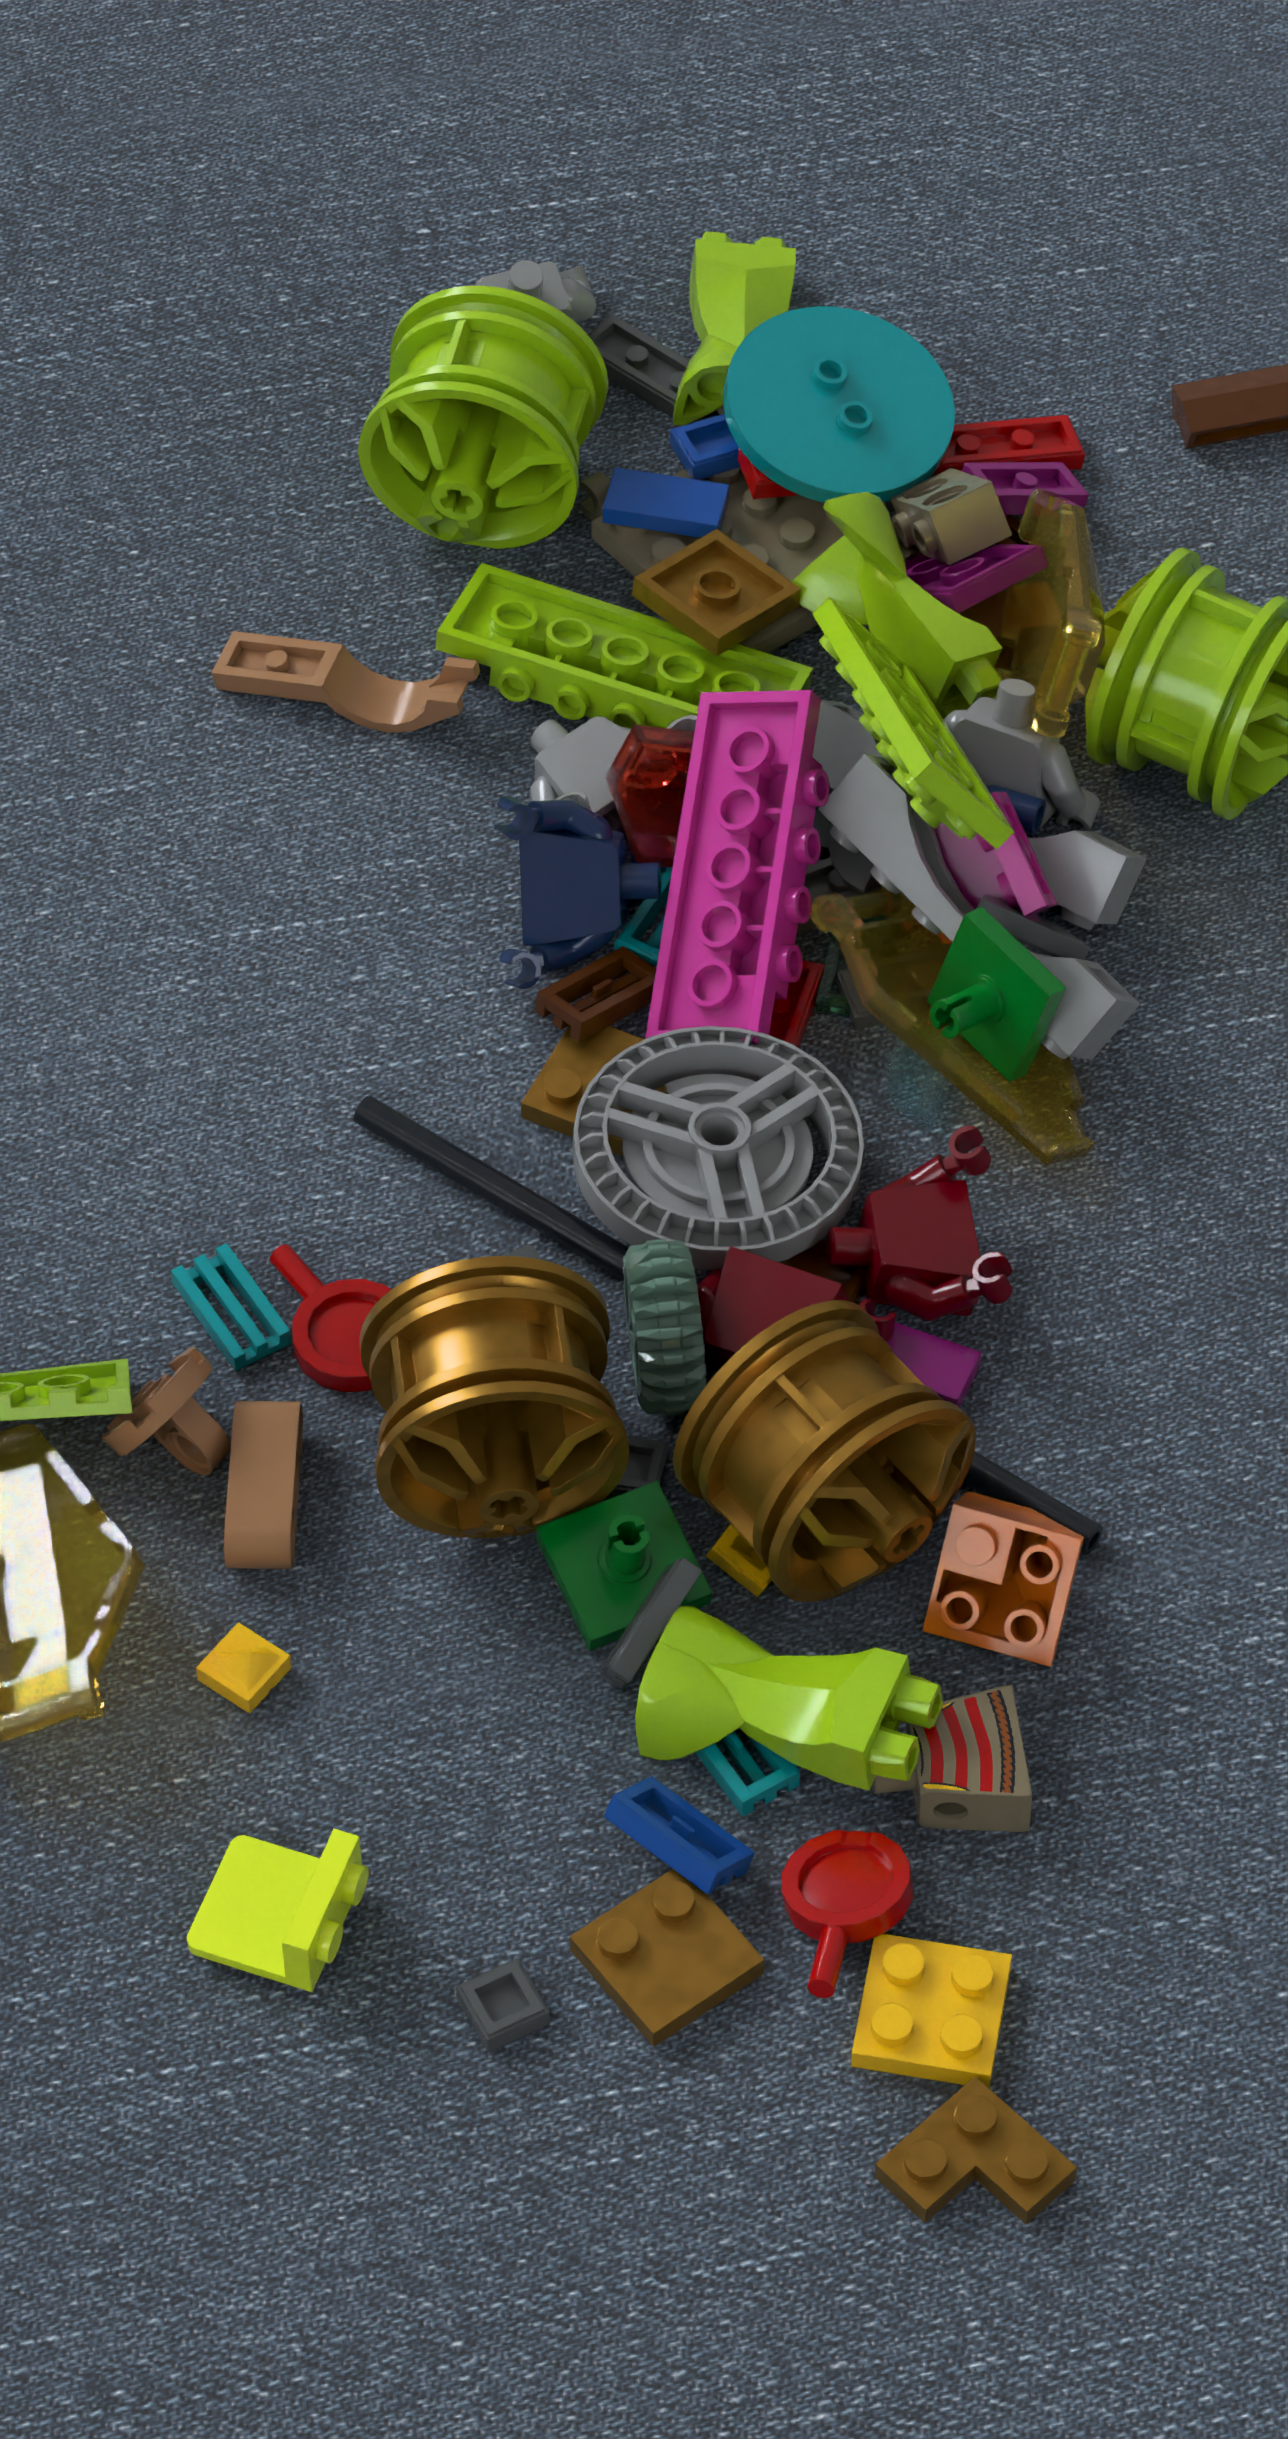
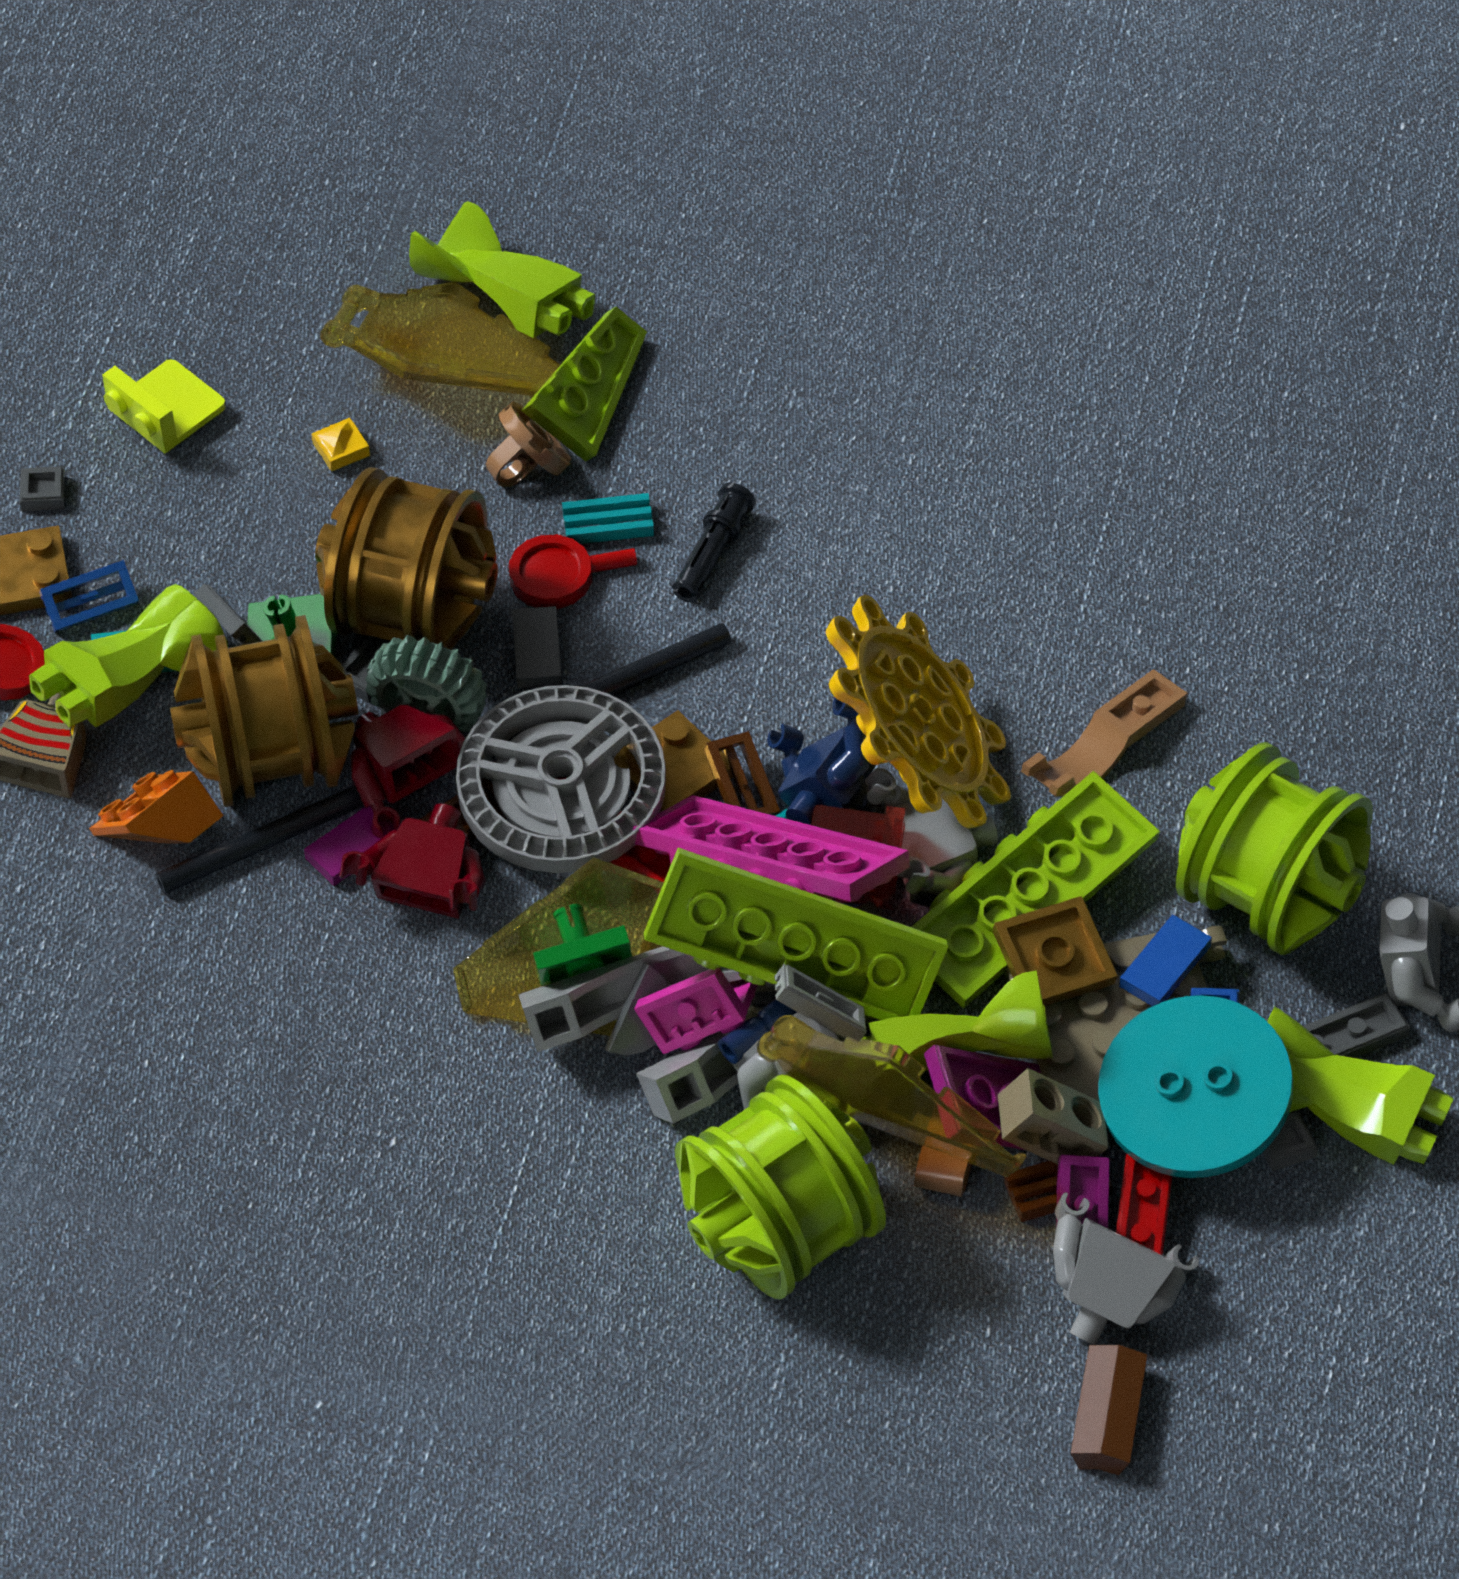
camera: 115 degrees right, 0 degrees up
(191, 1171) = (720, 528): none -> black pin
(263, 1485) = (447, 470): medium nougat beam -> none
(472, 778) = (917, 712): none -> yellow plate
(972, 707) = (820, 1003): none -> light grey tile
(1100, 425) = (1112, 1274): none -> light grey torso

